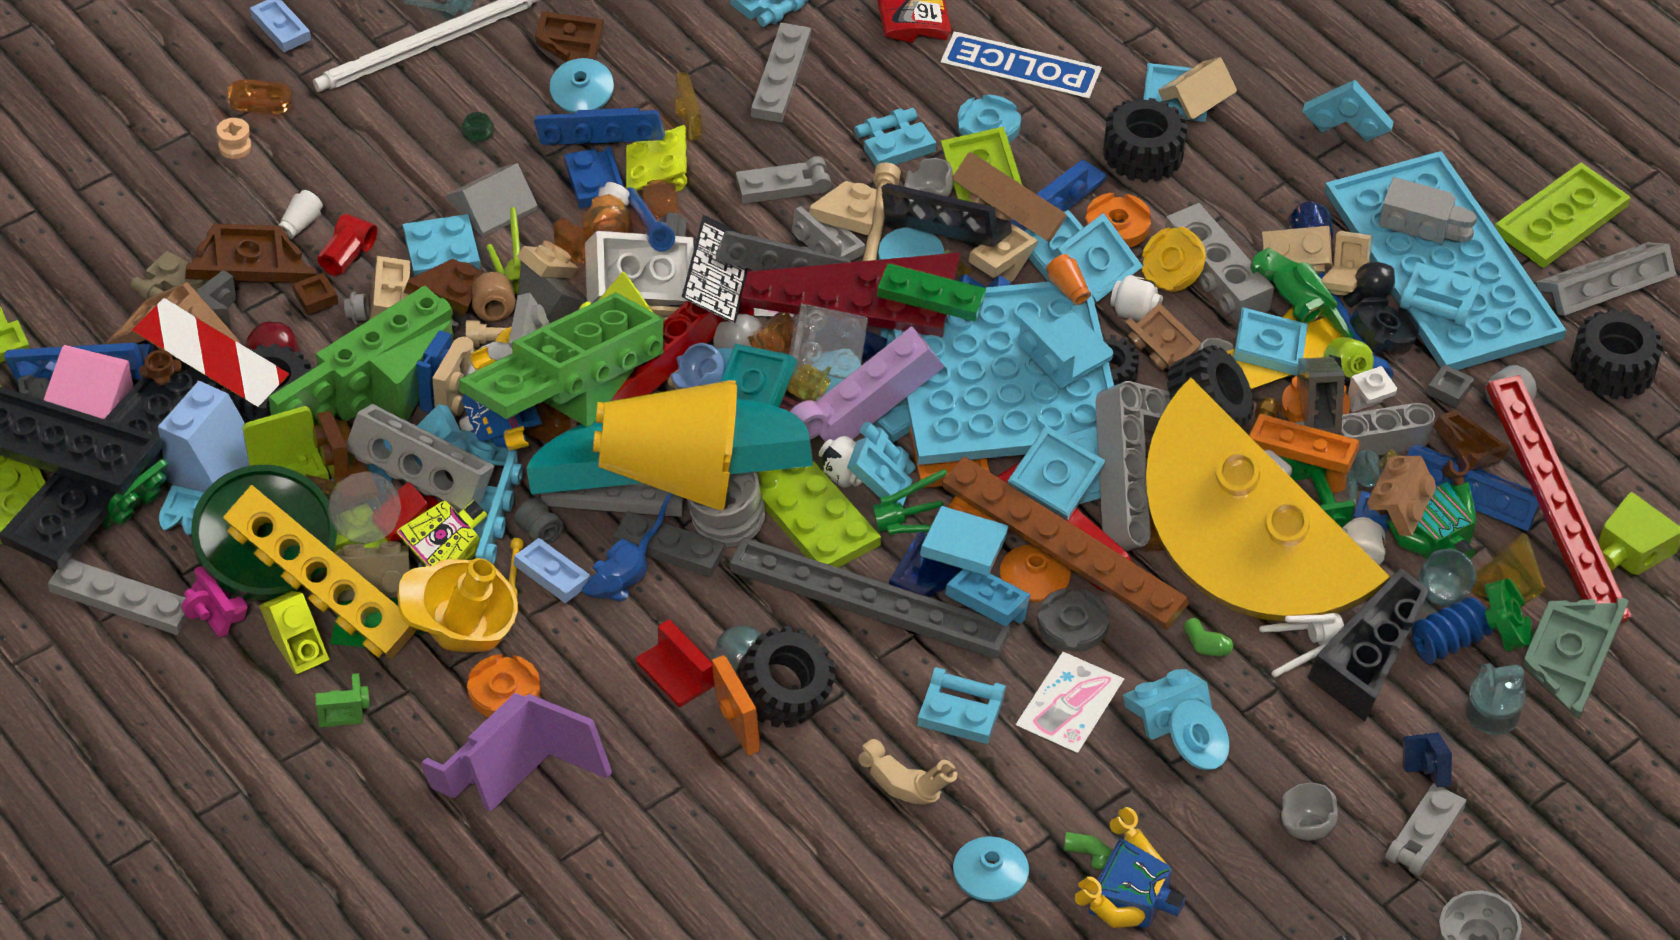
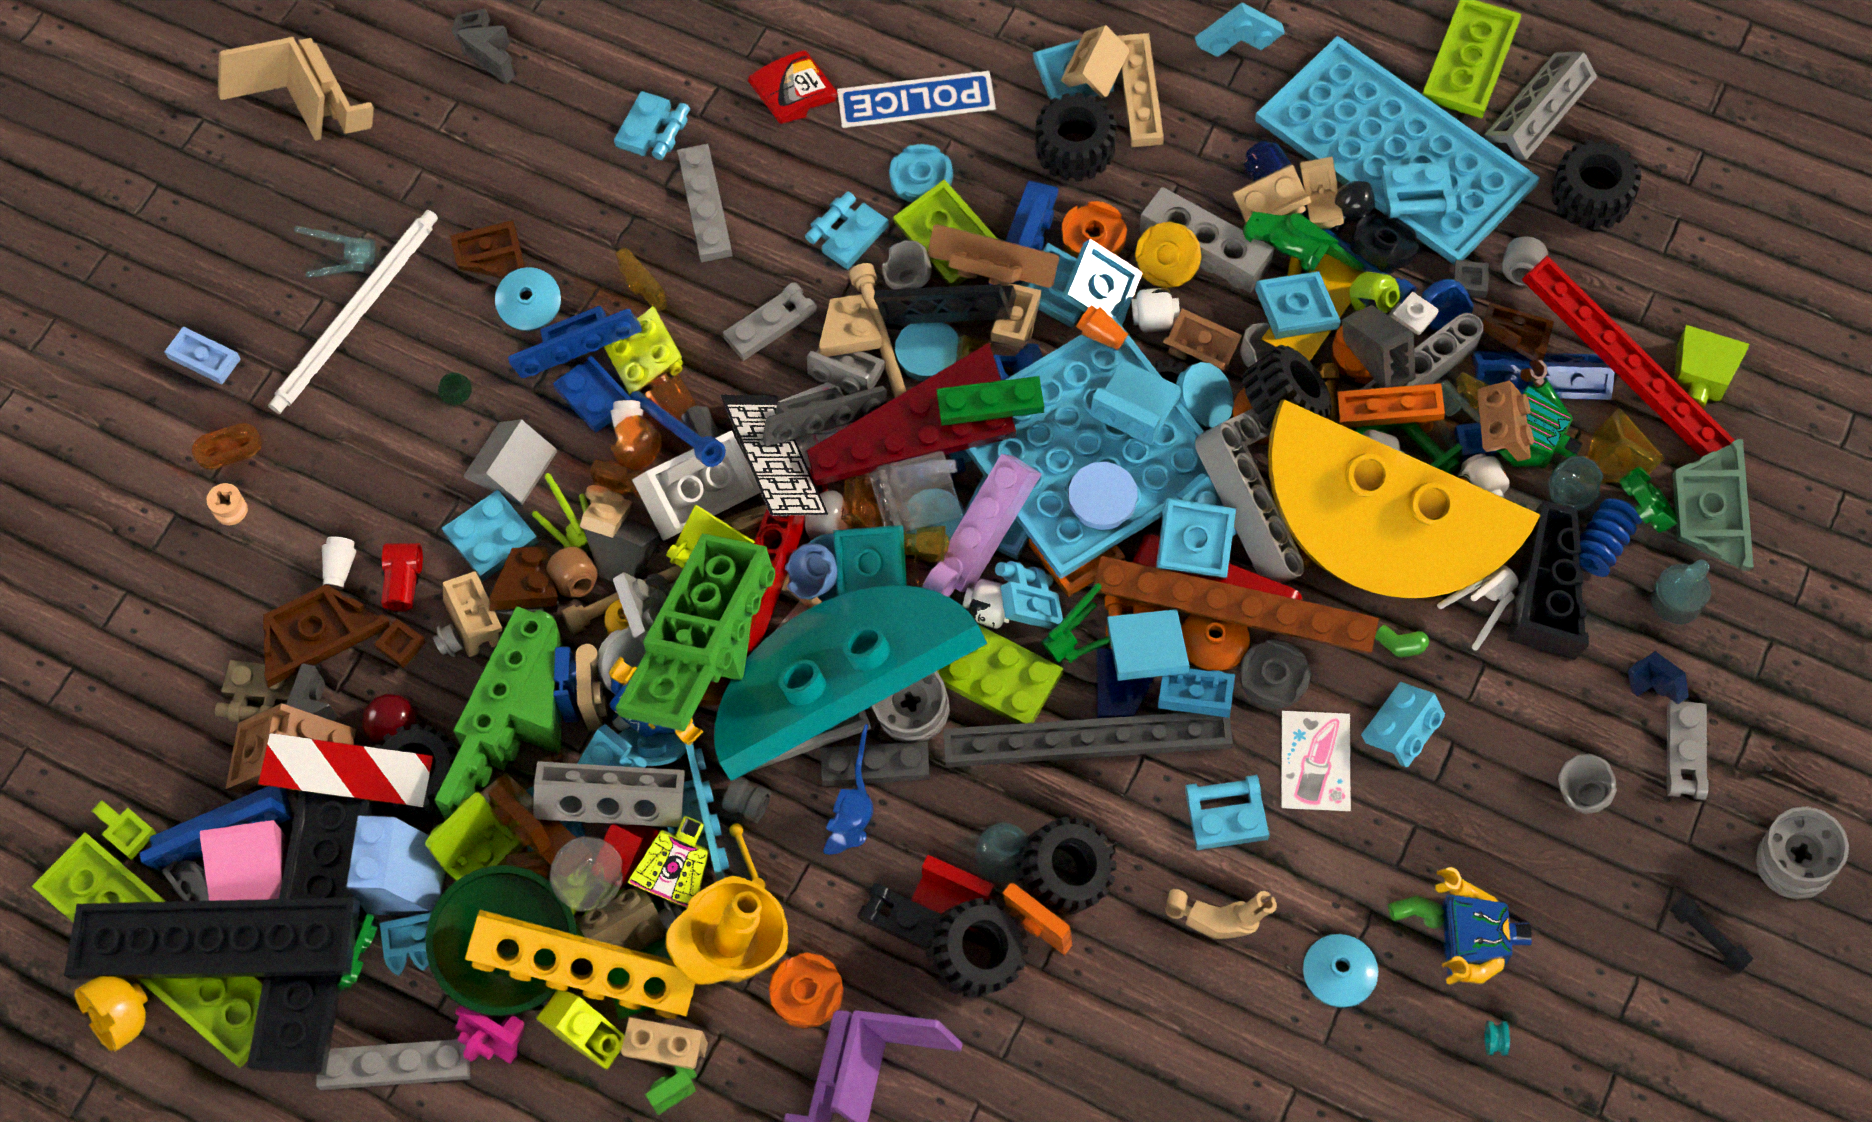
camera: 20 degrees left, 15 degrees up
(160, 367) = (300, 803): reddish brown plate -> none
(357, 665) = (663, 1043): none -> tan bracket
(551, 570) = (786, 845): light blue plate -> none
(627, 674) = (906, 921): none -> black plate
(672, 440) = (847, 673): yellow cone -> none
(683, 681) = (1004, 942): none -> black tyre
(992, 408) = (1102, 495): none -> light blue tile
(1140, 365) = (1206, 394): none -> medium azure tile
(1199, 735) = (1452, 748): medium azure dish -> none
(1229, 129) = (1141, 92): none -> tan plate
(1413, 386) = (1450, 300): none -> blue hair
(1425, 213) = (1363, 111): light grey hinge -> none

